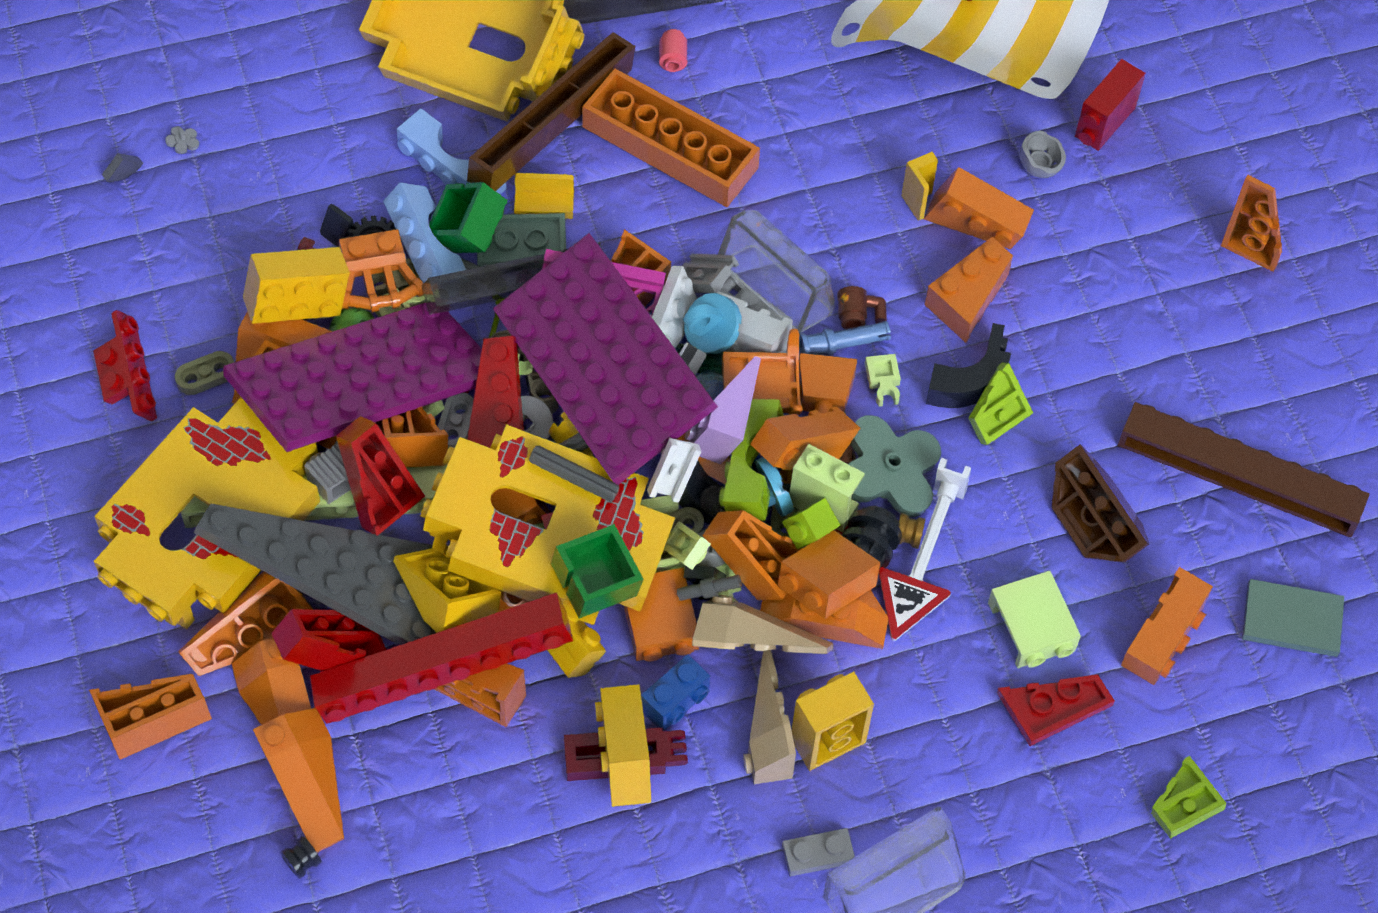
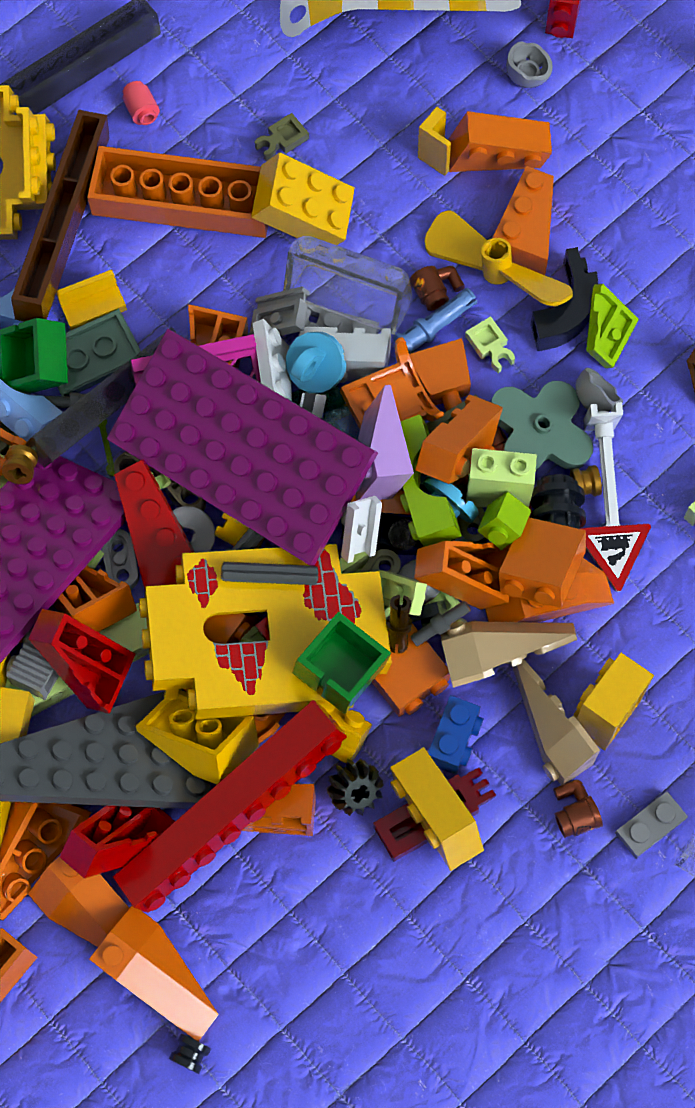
camera: 20 degrees left, 10 degrees up
(408, 300) = (19, 464): none -> pearl gold wheel
(563, 707) = (355, 787): none -> pearl dark grey gear
(669, 568) = (399, 623): none -> dark brown pin
(754, 813) = (578, 816): none -> copper piece
(772, 183) = (302, 200): none -> yellow brick
(788, 127) = (284, 134): none -> olive plate
(899, 280) = (460, 243): none -> yellow piece
(959, 453) = (594, 389): none -> light grey helmet

